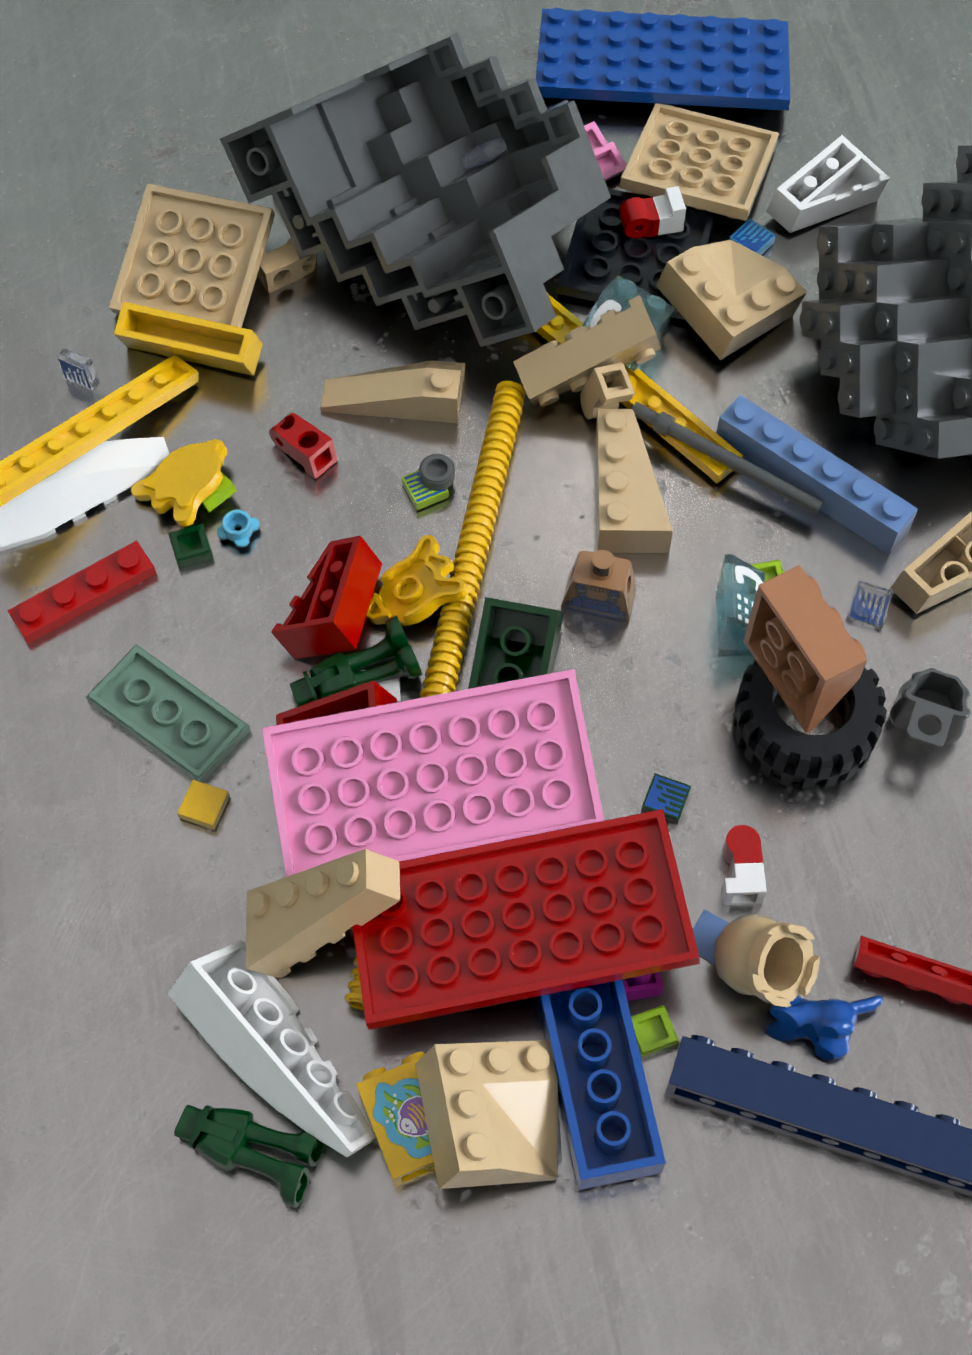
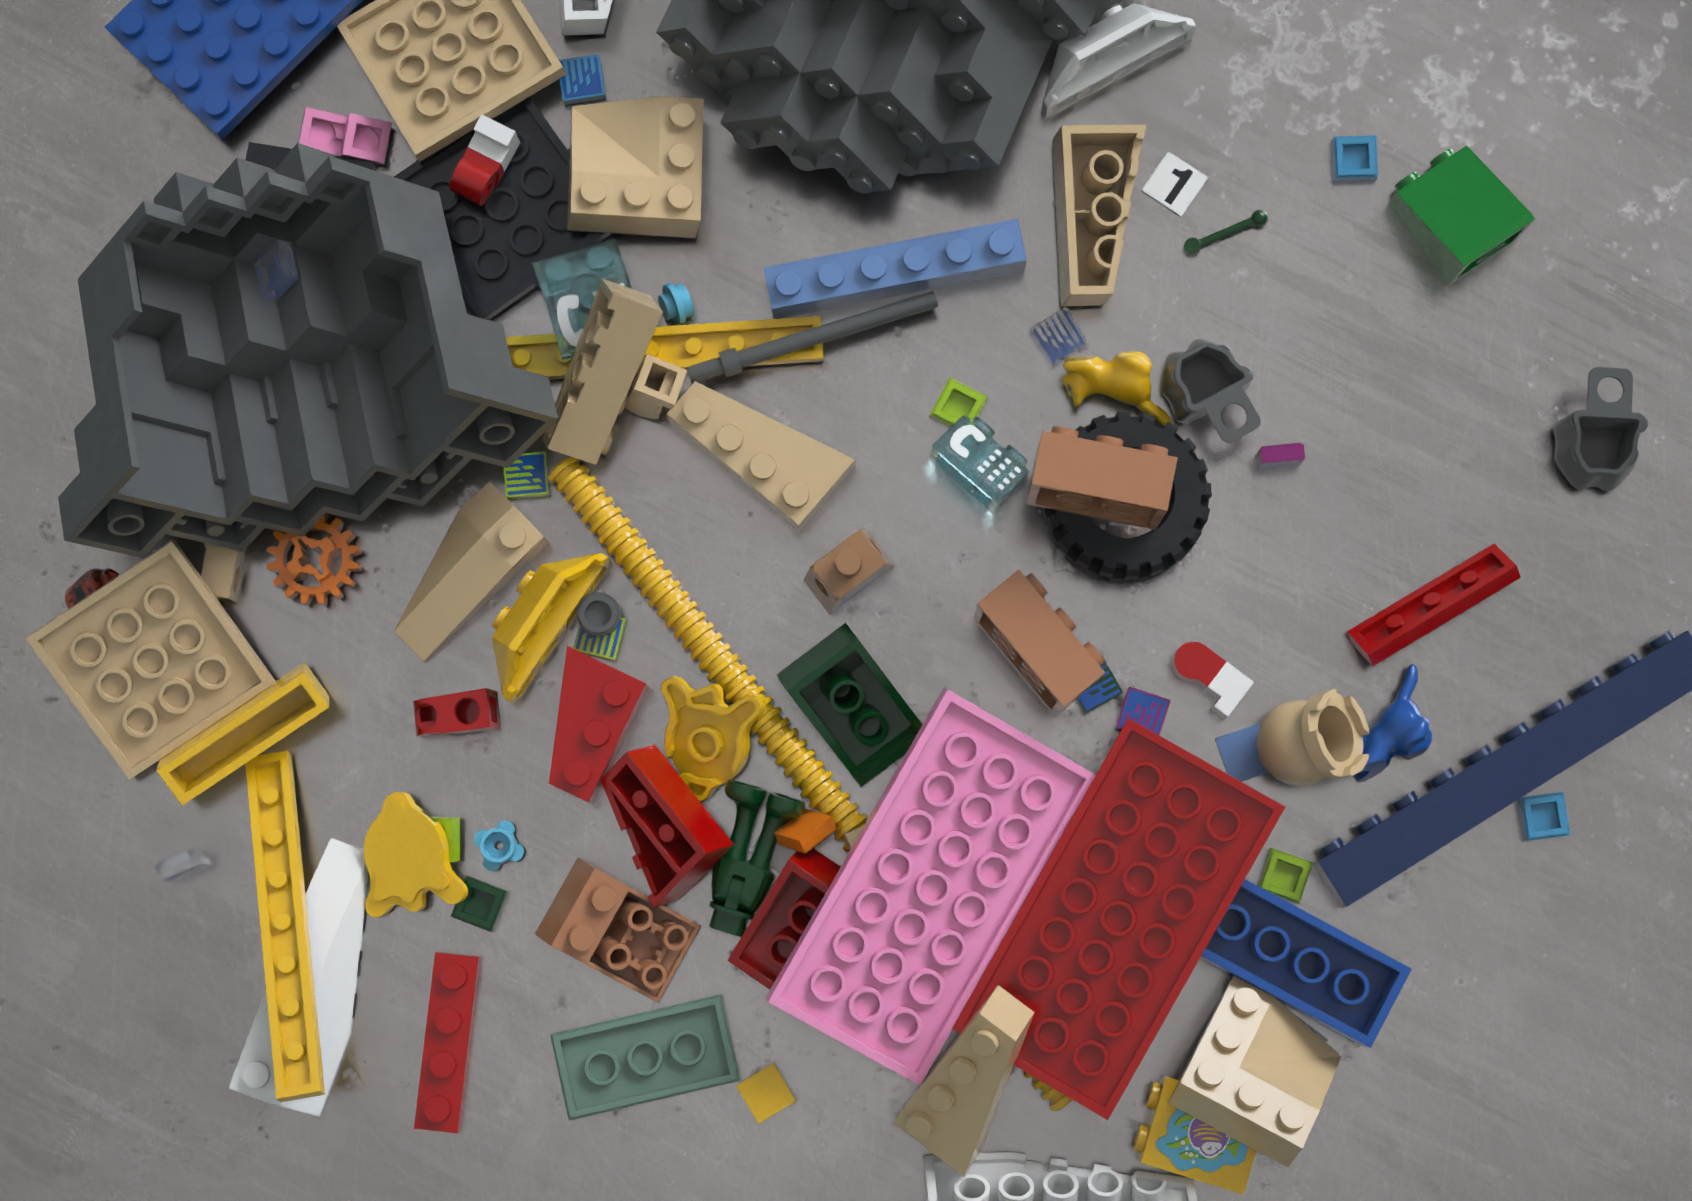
camera: 45 degrees left, 20 degrees up
(237, 634) = (617, 930): none -> nougat slope
(331, 305) = (299, 569): none -> orange gear
(372, 508) = (591, 723): none -> red wedge
(402, 442) = (541, 617): none -> yellow wedge
(402, 686) = (805, 831): none -> orange tile
(485, 377) = (527, 476): none -> tile
(662, 710) = (1039, 641): none -> nougat slope
(670, 376) = (676, 303): none -> medium azure plate
(684, 843) = (1144, 709): none -> tile
(865, 1187) = (1543, 816): none -> dark azure tile
(884, 652) = (1122, 378): none -> yellow animal
(932, 793) = (1280, 456): none -> magenta tile

